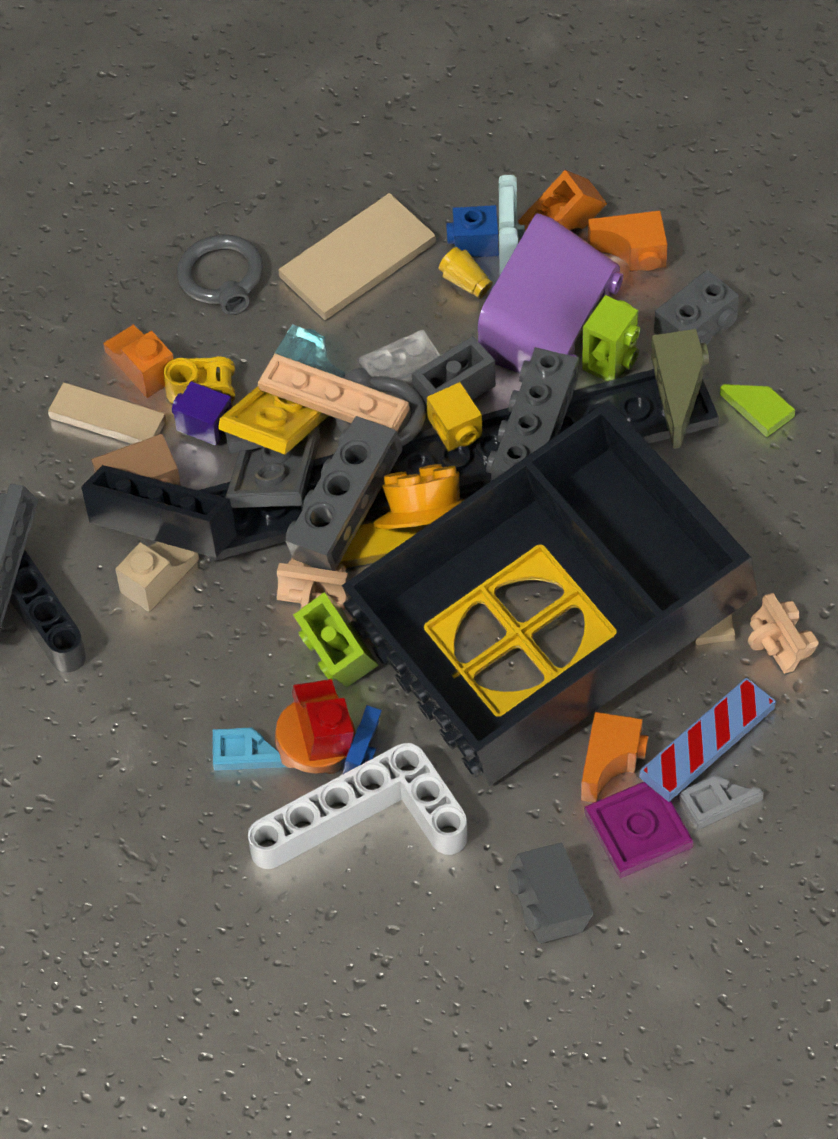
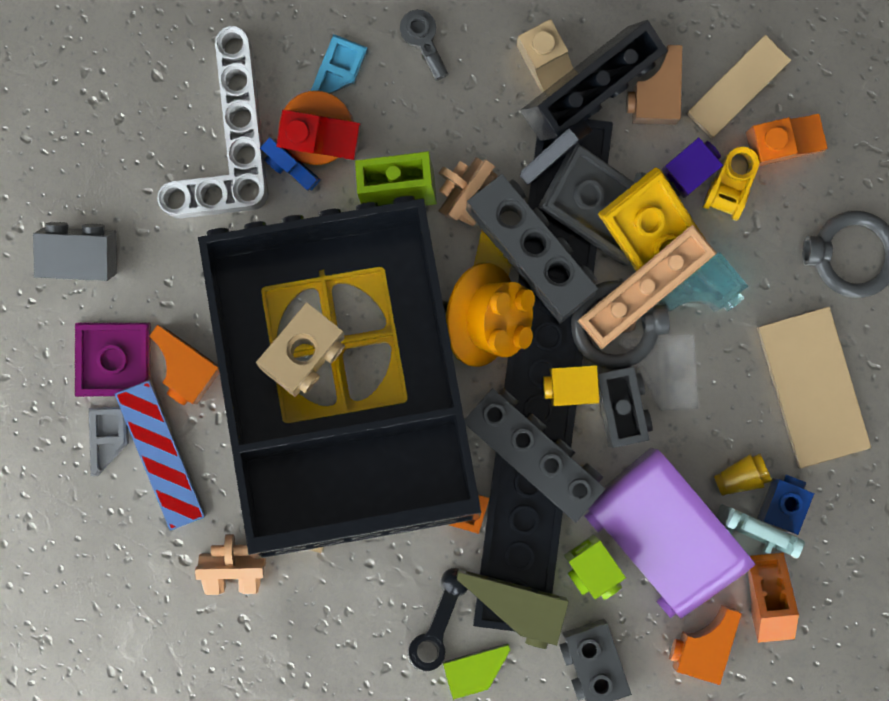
camera: 110 degrees right, 30 degrees up
(174, 692) = (419, 31): none -> dark grey plate
(246, 506) = (555, 152): none -> tile
(555, 612) = (305, 328): none -> tan brick
(692, 455) = (451, 591): none -> black piece

